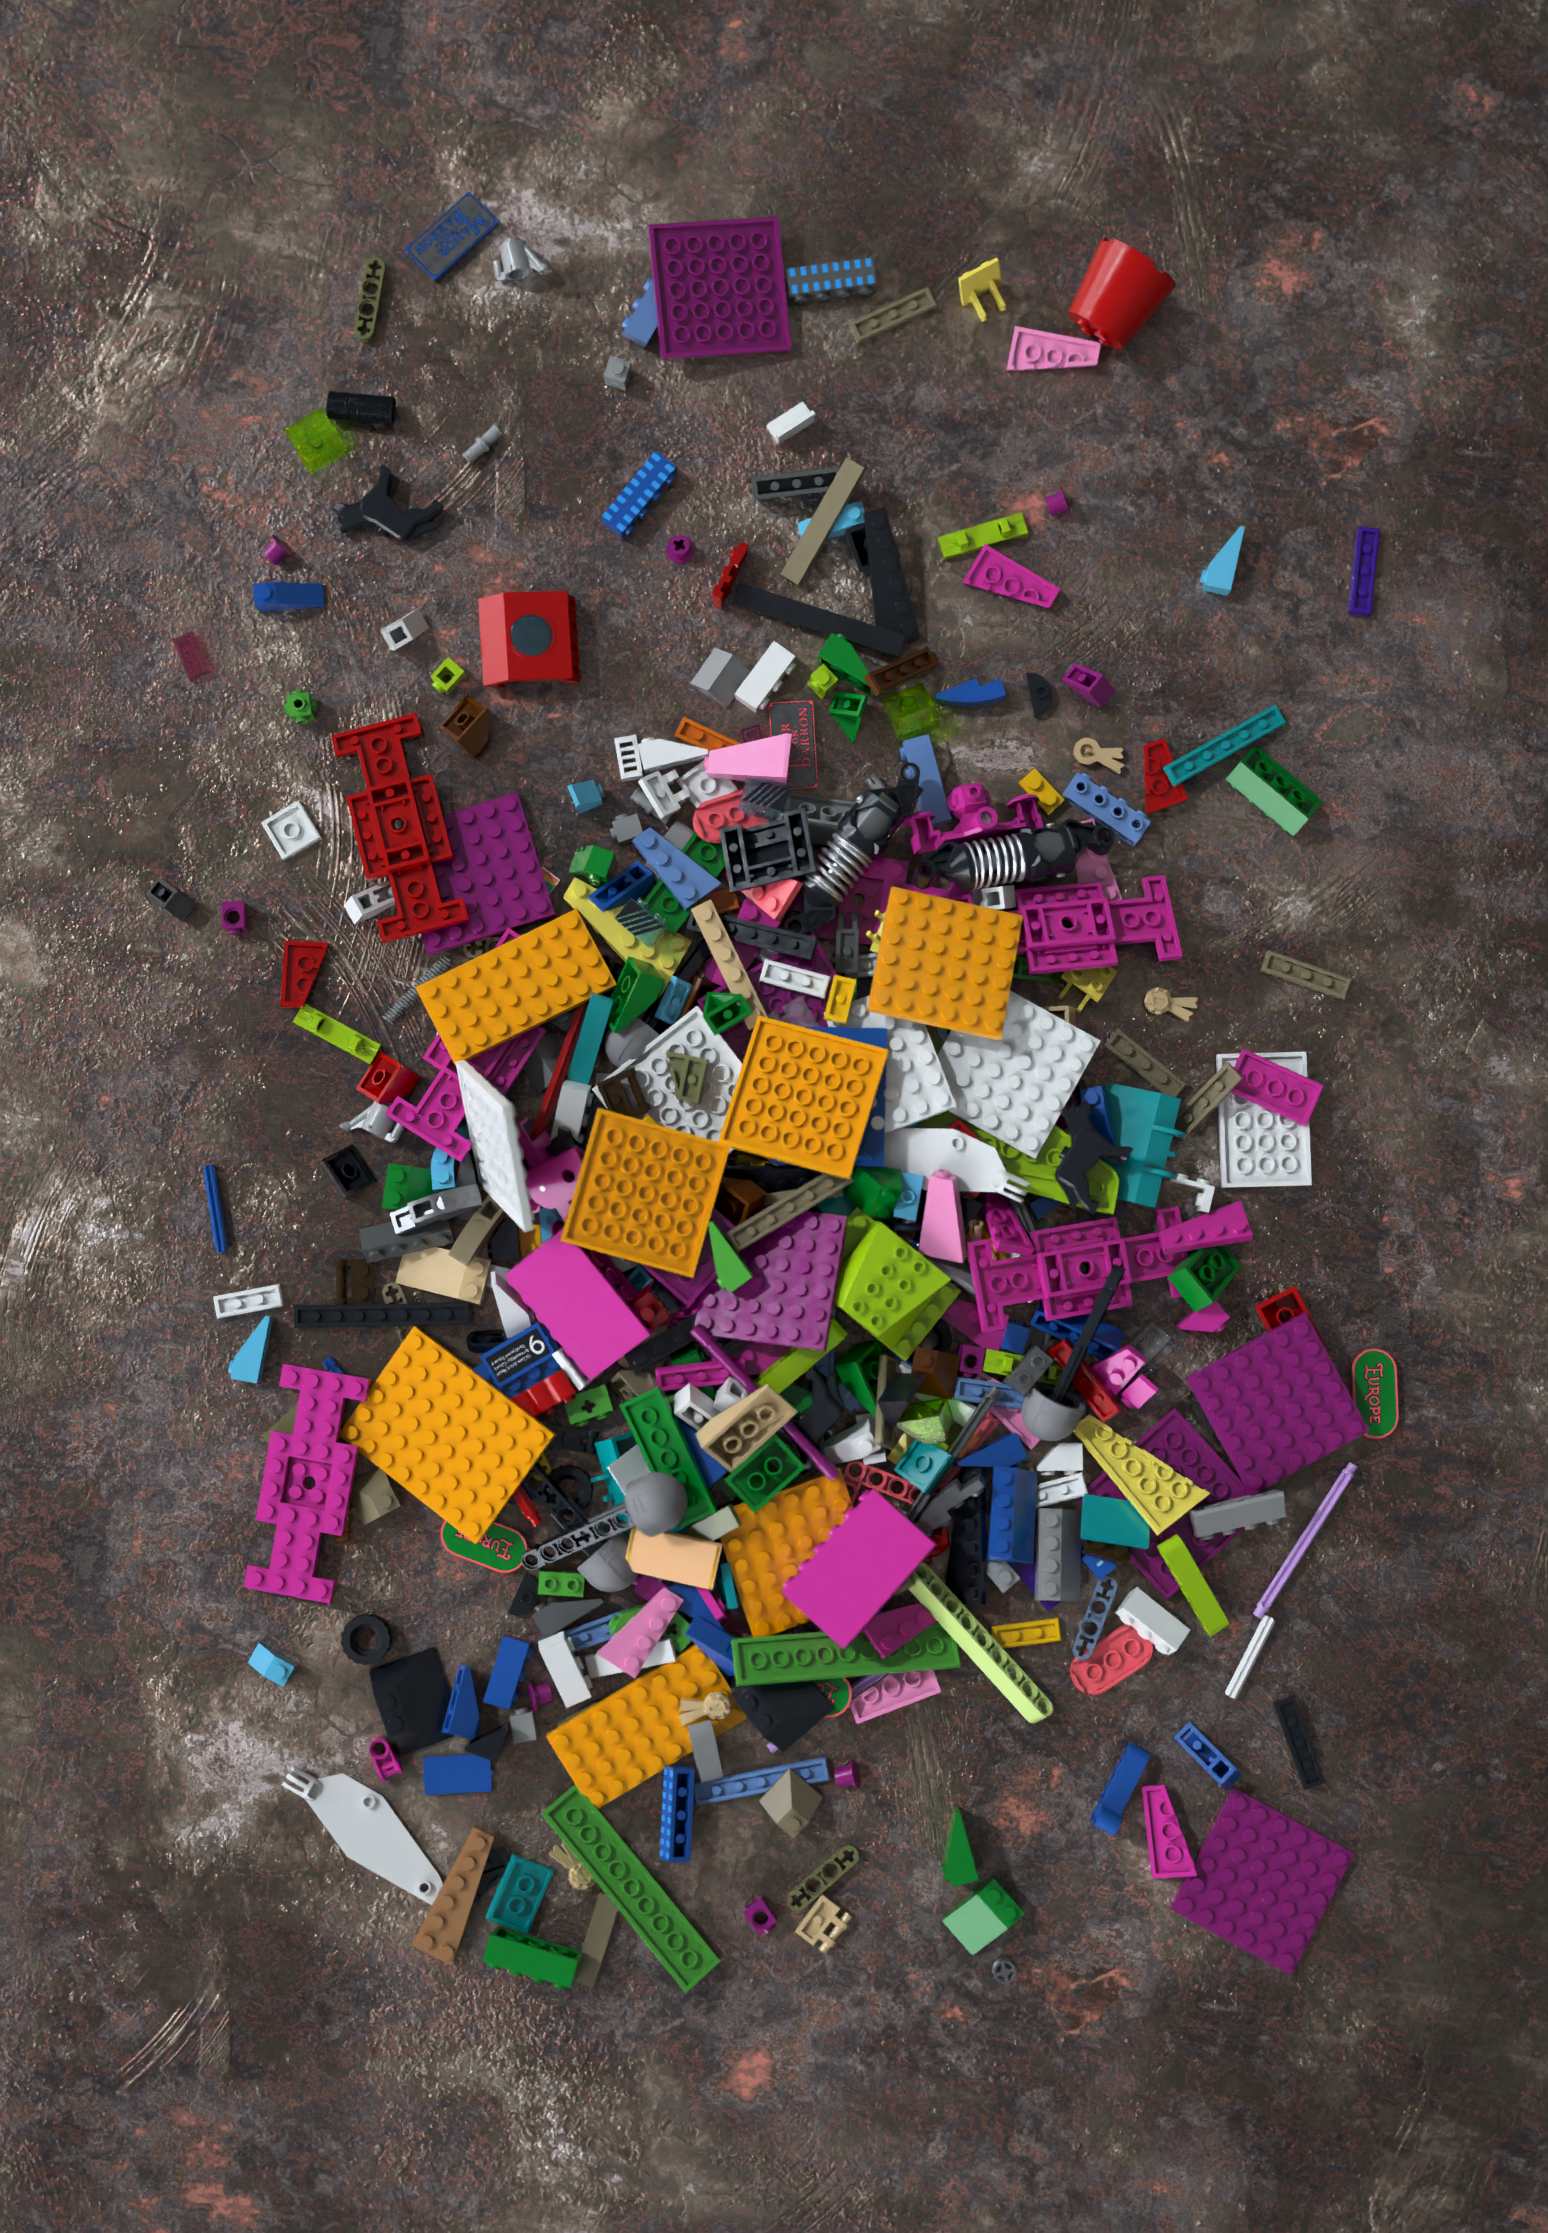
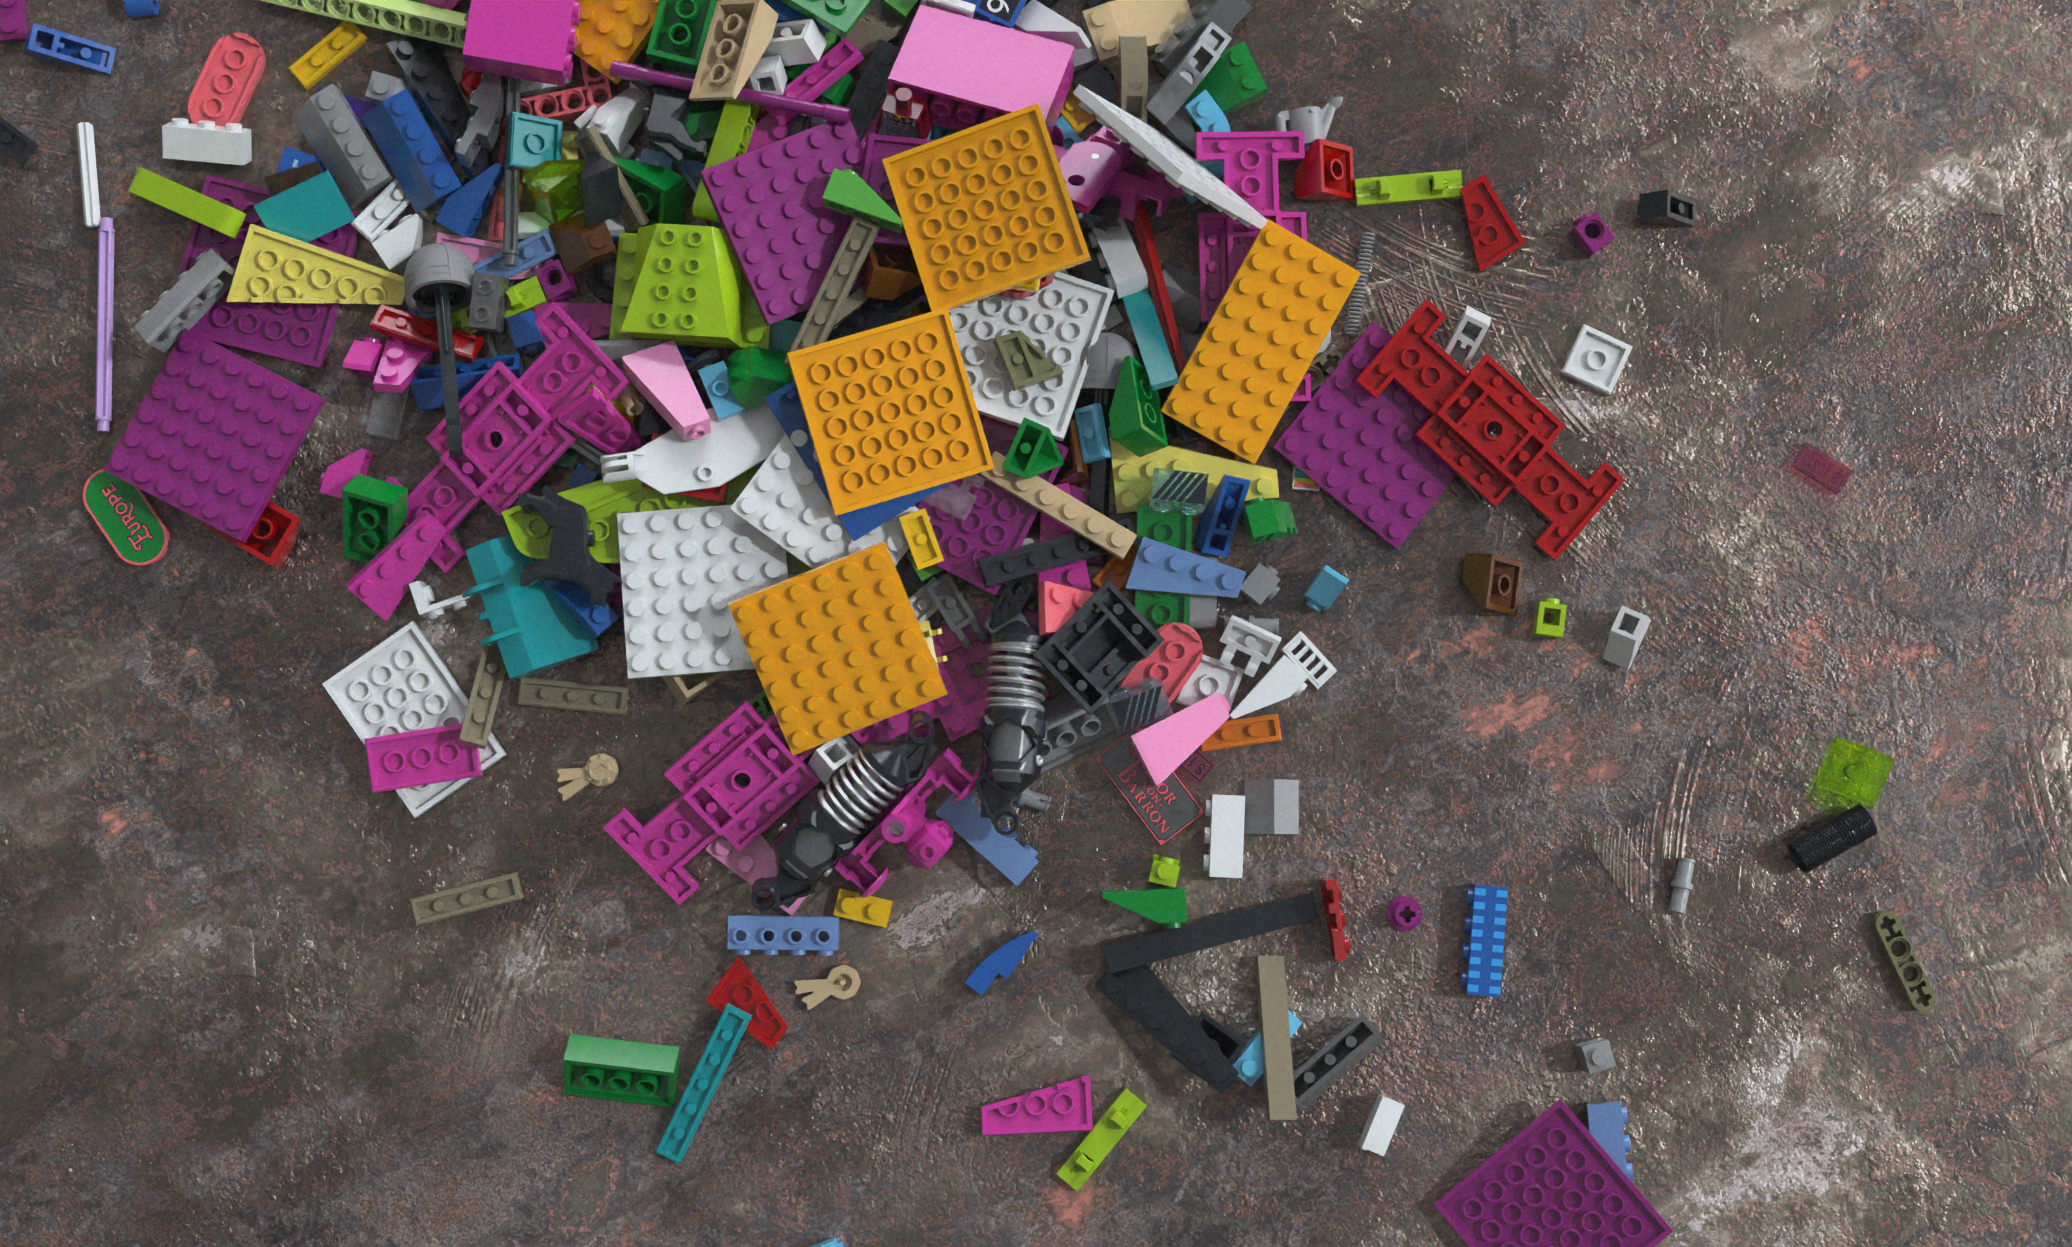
camera: 140 degrees right, 0 degrees up
(277, 550) = (1812, 633): magenta piece -> none
(287, 595) = (1768, 593): blue slope -> none
(305, 712) = (1666, 490): bright green brick -> none
(348, 1172) = (1302, 57): black slope -> none
(382, 512) = (1737, 745): black animal -> none
(452, 236) = (1866, 1086): tile -> none
(517, 261) = (1781, 1104): light grey piece -> none
(528, 637) = (1493, 712): red panel -> none
(617, 1098) = (1081, 294): dark brown plate -> none
(794, 979) = (983, 534): white tile -> none
(848, 712) = (1116, 857): green slope -> none
(901, 671) = (1088, 932): reddish brown tile -> none
(911, 712) = (1051, 900): clear neon green slope -> none
(1039, 692) = (932, 1010): black plate -> none
(1058, 503) = (1045, 1226): magenta piece -> none
(1089, 684) = (886, 1053): magenta slope -> none
(1091, 981) = (678, 738): light yellow plate -> none
(1098, 1619) = (269, 110): sand blue beam -> none

